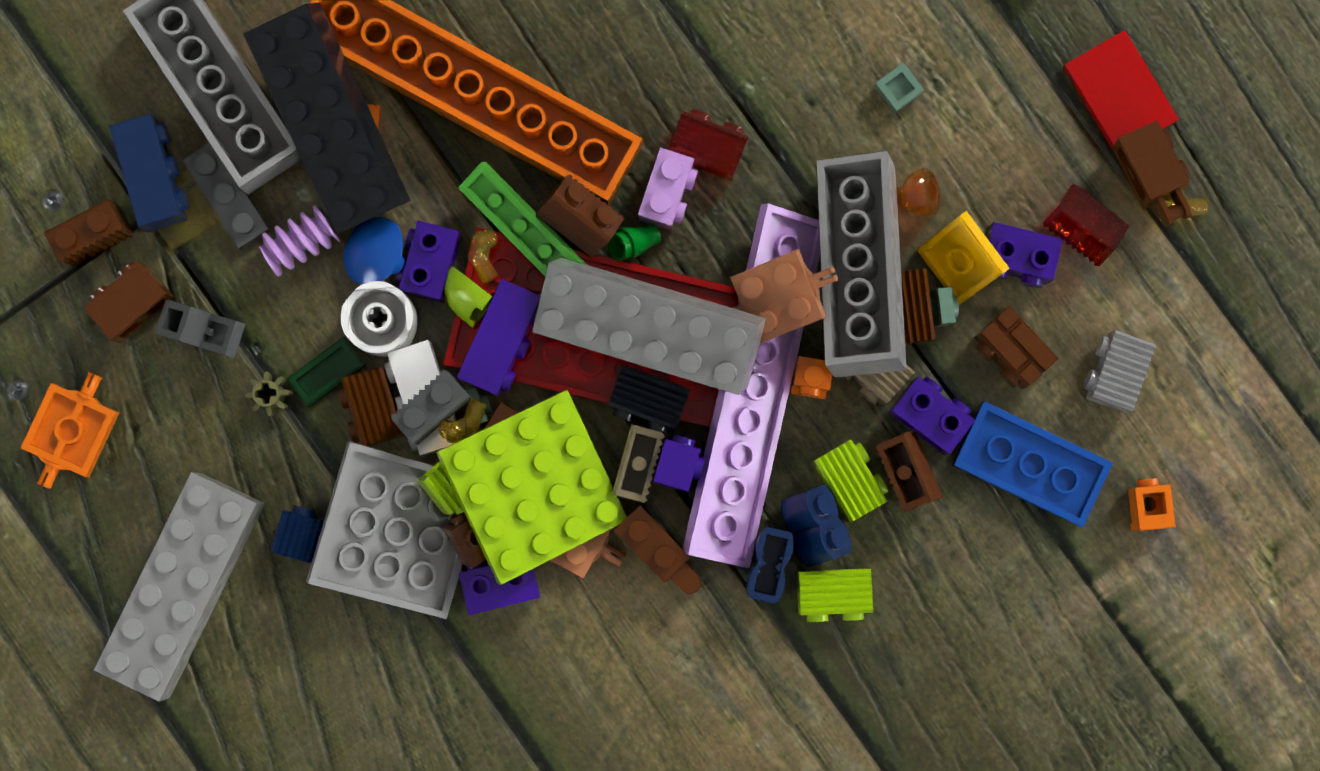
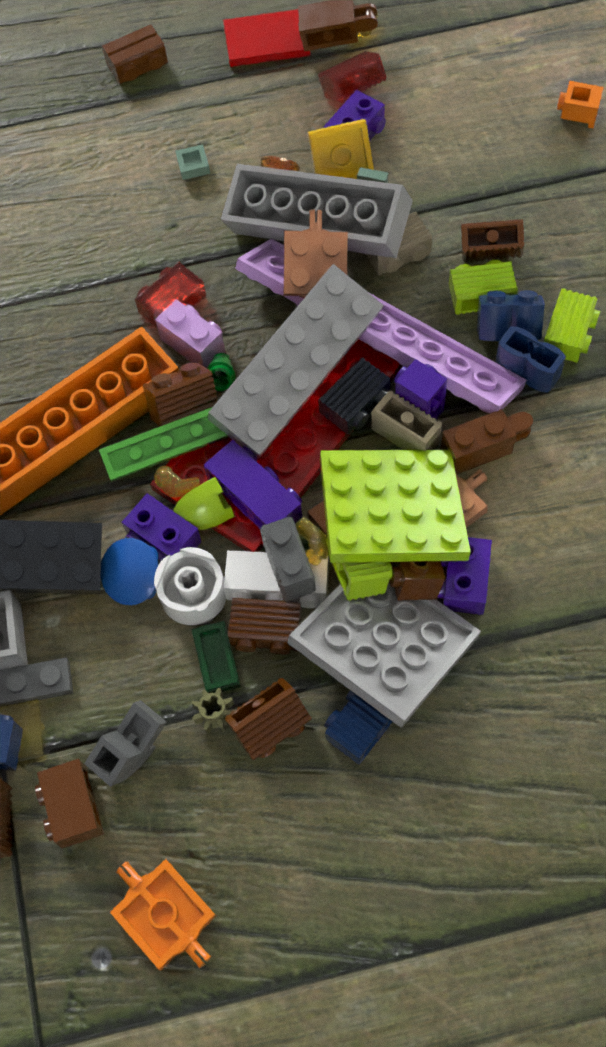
camera: 55 degrees left, 20 degrees down
(179, 587) = (360, 862): light grey brick -> none
(276, 450) = (268, 719): none -> reddish brown brick
(298, 240) = (86, 632): lavender piece -> none
(811, 378) = (388, 282): orange brick -> none
(932, 415) = (446, 215): dark purple brick -> none
(1014, 348) = (424, 149): reddish brown brick -> none
(1032, 464) = (518, 167): blue plate -> none
(1119, 371) = (471, 92): light grey brick -> none

